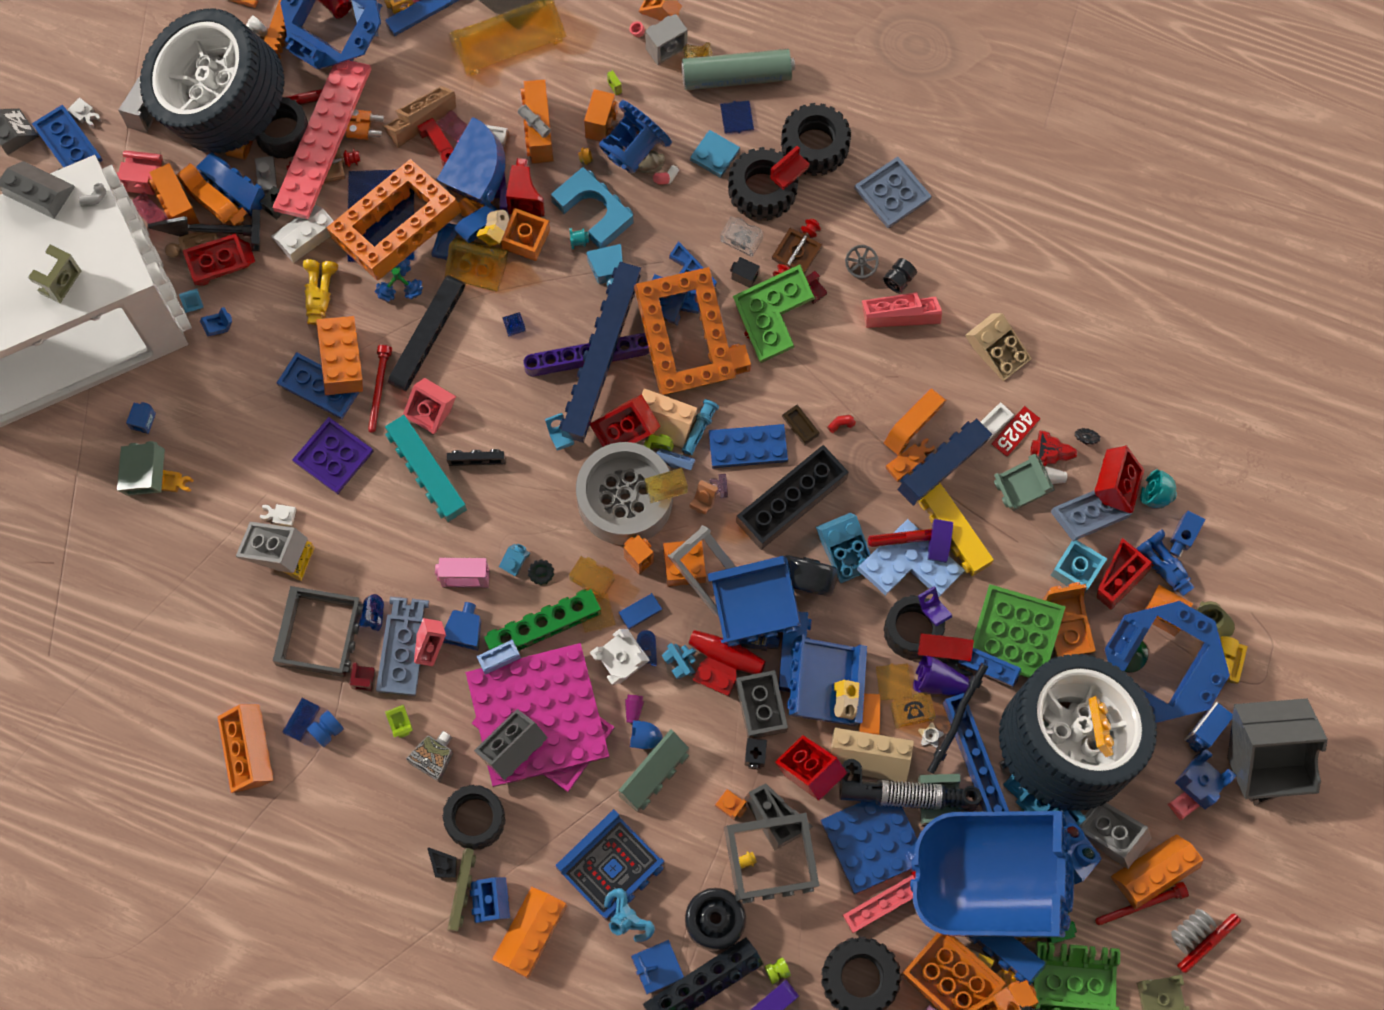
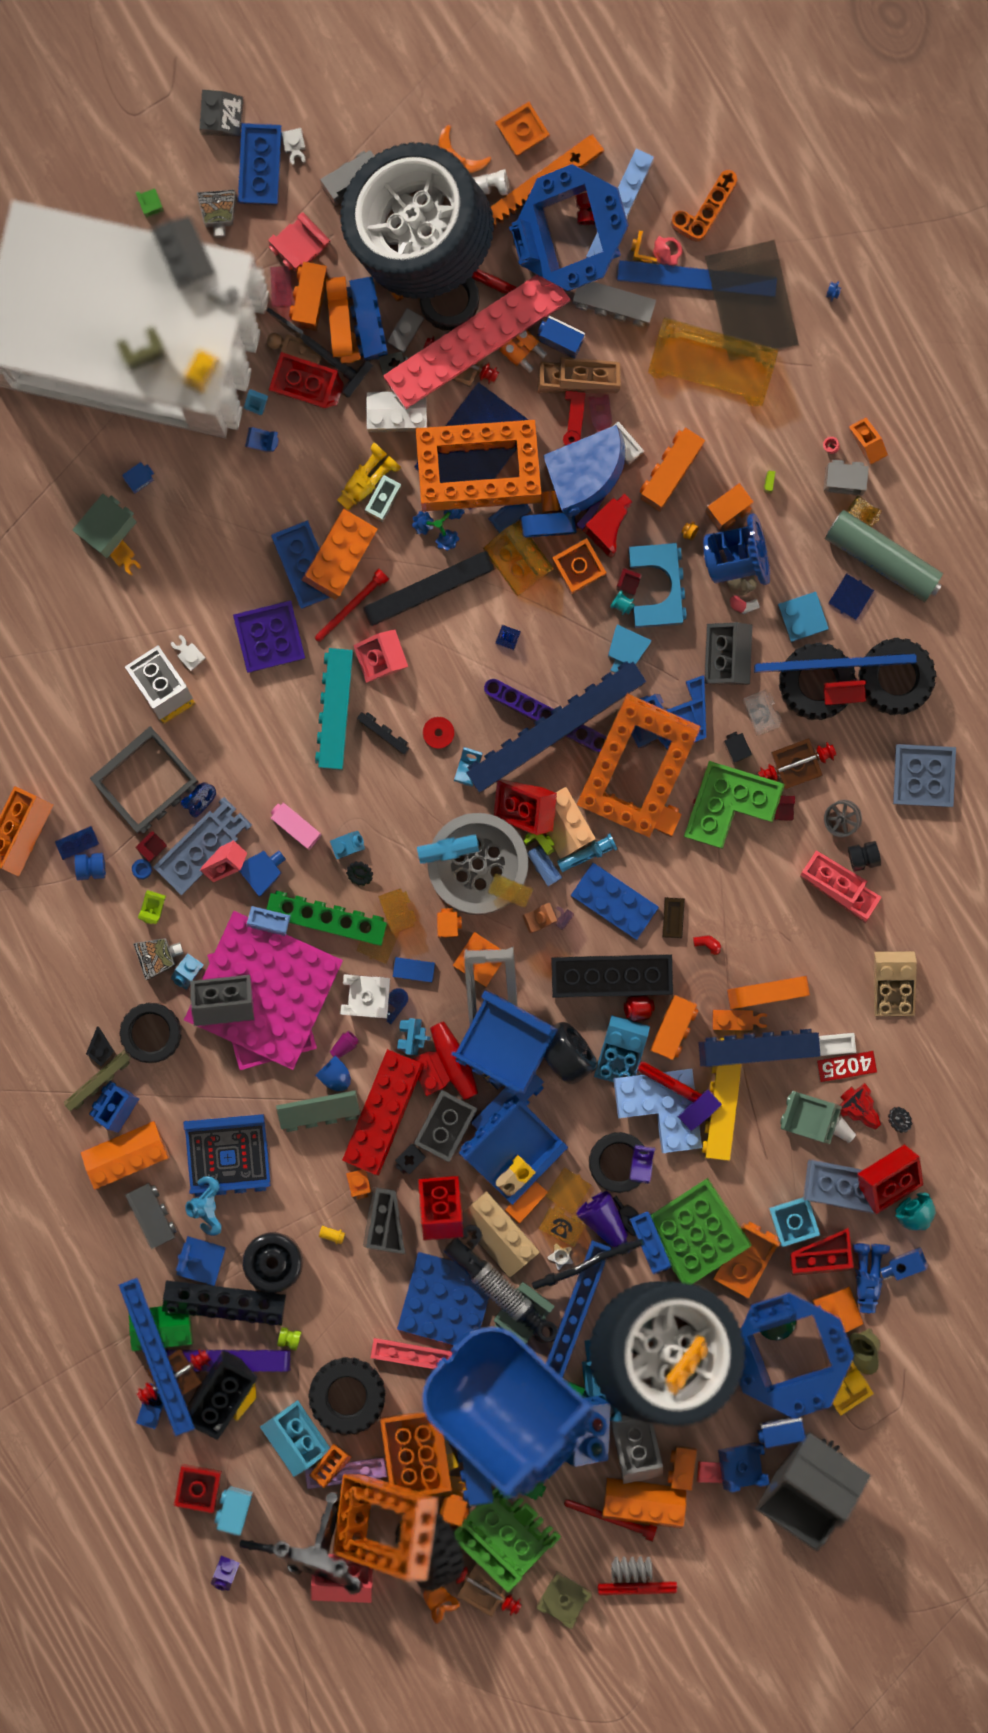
camera: 40 degrees right, 15 degrees up
(115, 251) = (201, 370): none -> yellow torso
(341, 294) = (383, 498): none -> light aqua brick
(368, 701) = (141, 869): none -> blue tile
(383, 93) = (561, 336): none -> blue piece
(404, 48) = (615, 302): none -> light grey brick
(465, 749) = (186, 971): none -> dark azure bracket
(494, 228) = (556, 542): leg -> none
(514, 420) = (442, 741): none -> red piece
(534, 120) = (662, 475): light grey pin -> none
(570, 219) = (628, 581): none -> dark red panel
(589, 961) = (151, 1215): none -> dark grey slope
(593, 492) = (447, 849): none -> dark azure piece
(683, 214) = (728, 653): none -> dark grey slope
(705, 734) = (383, 1112): none -> red plate
(765, 154) = (835, 663): none -> blue tile
(787, 890) = (364, 1223): dark grey window -> none
(831, 505) = (638, 1008): none -> red head
(869, 497) = (674, 1027): none -> orange brick
(945, 647) = (627, 1200): red sticker -> none
(1161, 818) = (683, 1467): none -> orange brick

